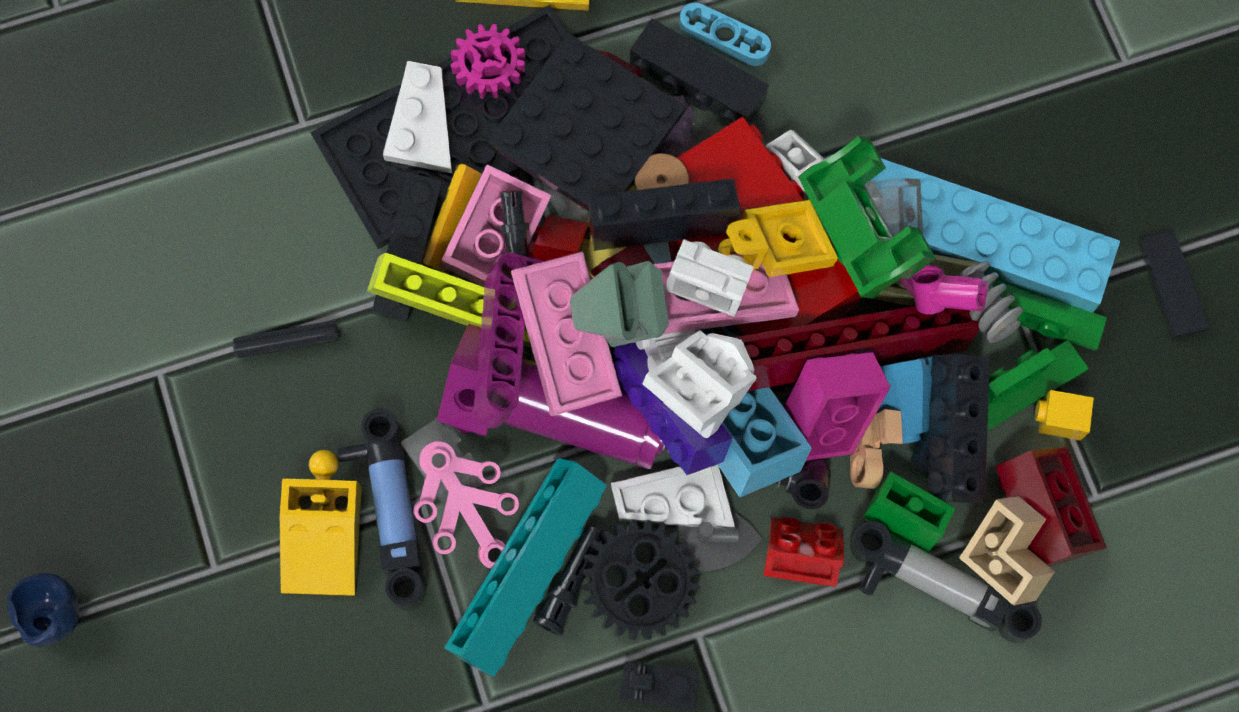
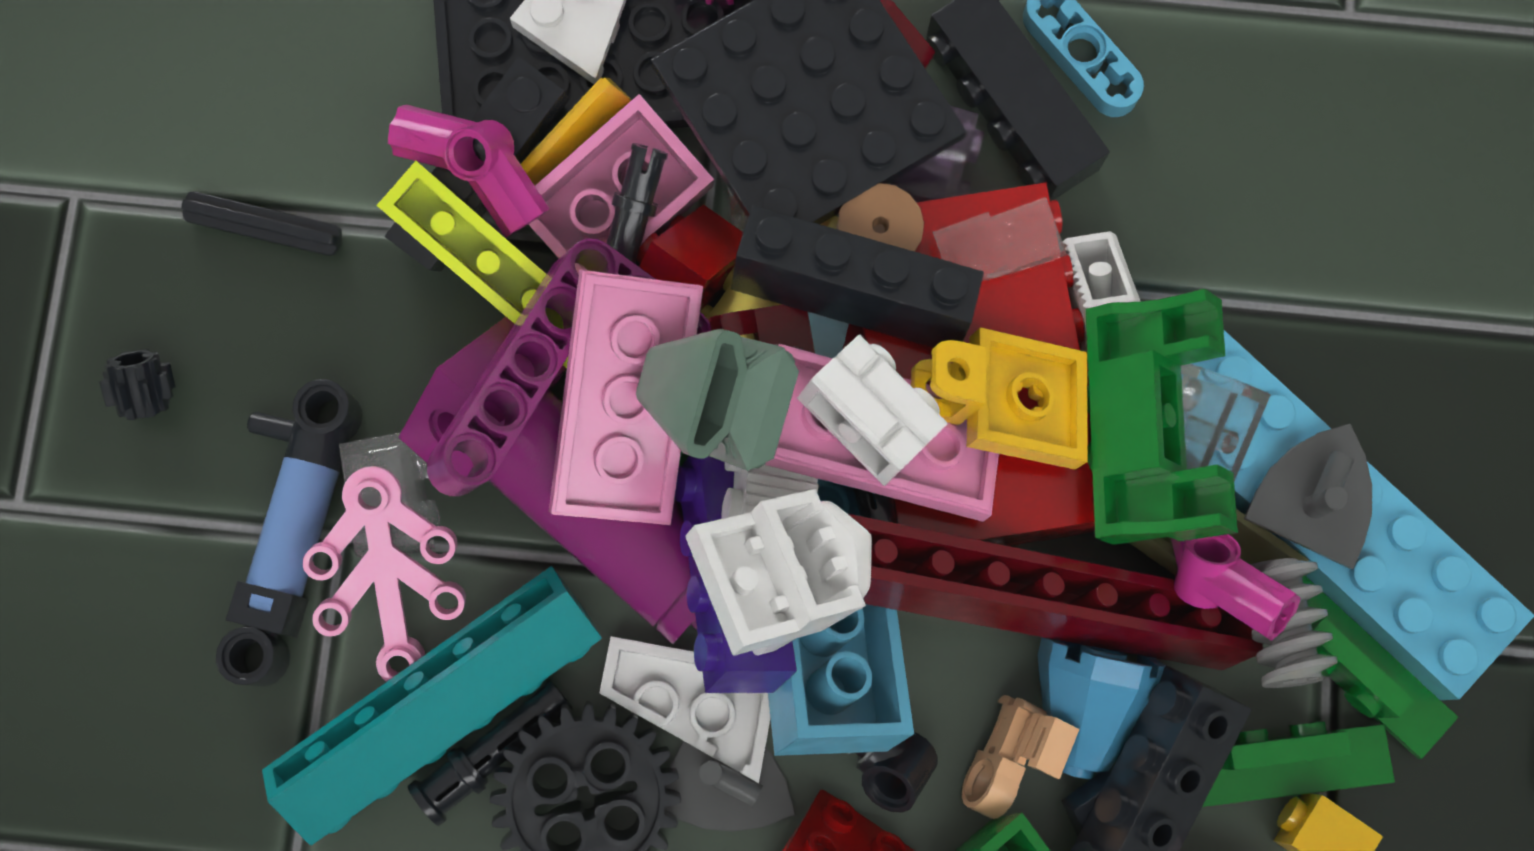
camera: 25 degrees right, 5 degrees up
(259, 463) = (137, 384): none -> black gear
(319, 541) = (174, 524): yellow slope -> none
(389, 238) = (448, 144): none -> dark pink piece
(735, 158) = (1004, 241): none -> clear slope
(837, 402) = (987, 675): dark pink brick -> none
(973, 226) = (1318, 496): none -> dark grey shield

